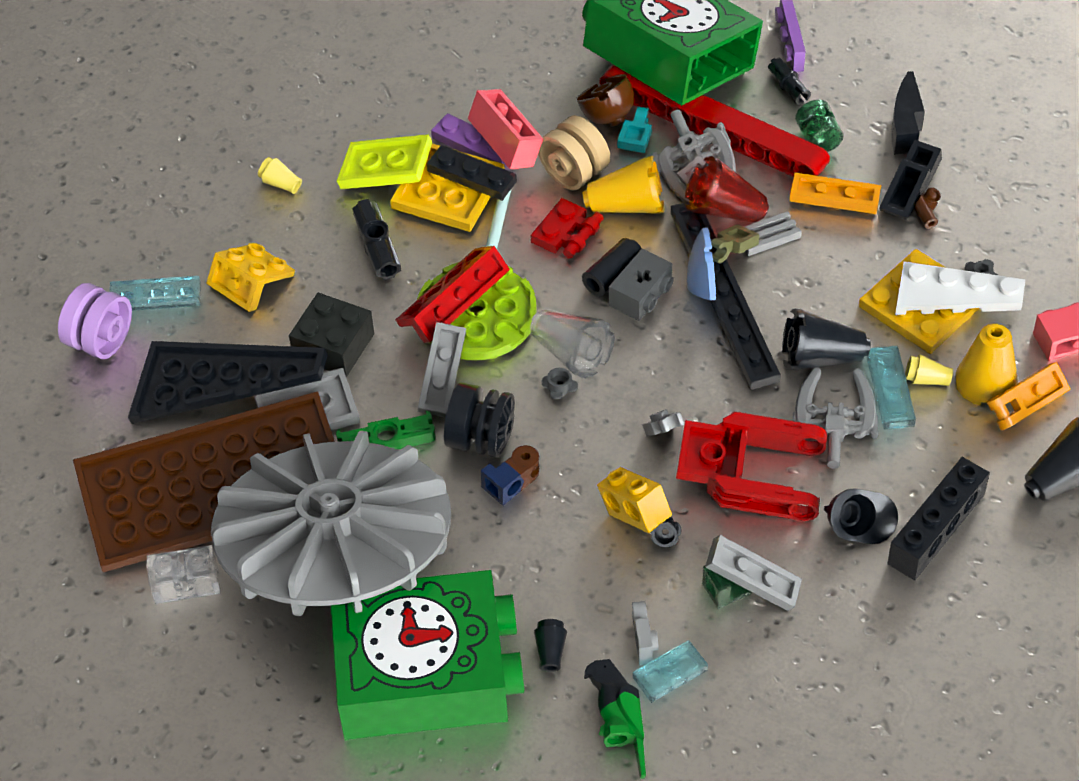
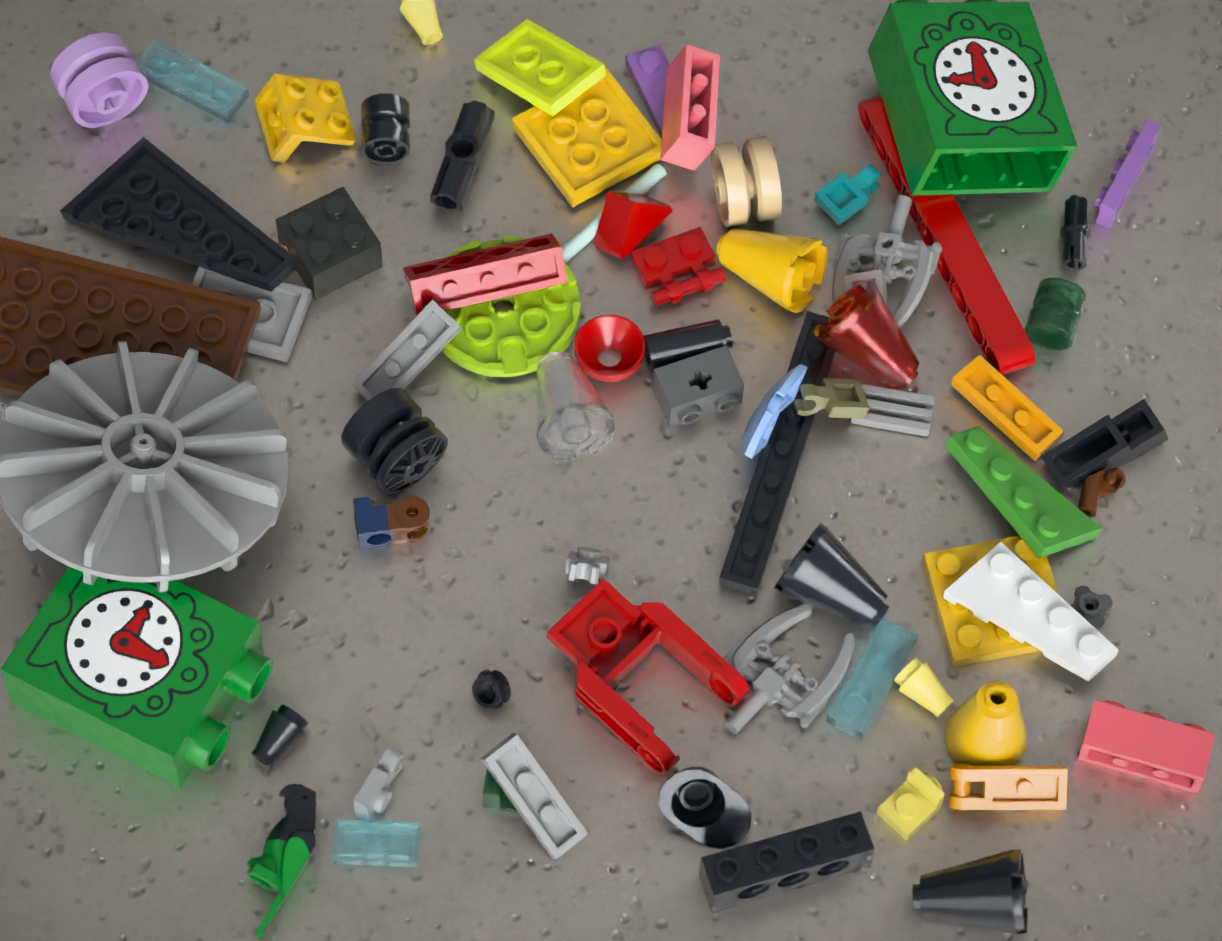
camera: 30 degrees right, 10 degrees up
(313, 249) = (385, 127): none -> black wheel
(406, 432) = (322, 406): green piece -> none
(471, 172) = (621, 137): black plate -> none
(515, 220) = (628, 221): none -> red slope
(559, 376) = (518, 438): dark grey plate -> none
(568, 285) = (612, 334): none -> red piece
(608, 102) = (840, 138): reddish brown cylinder -> none
(634, 499) = (480, 634): yellow brick -> none
(893, 235) = (1026, 500): none -> bright green wing
(907, 115) = (1170, 359): black slope -> none
(980, 439) = (912, 803): none -> light yellow bracket

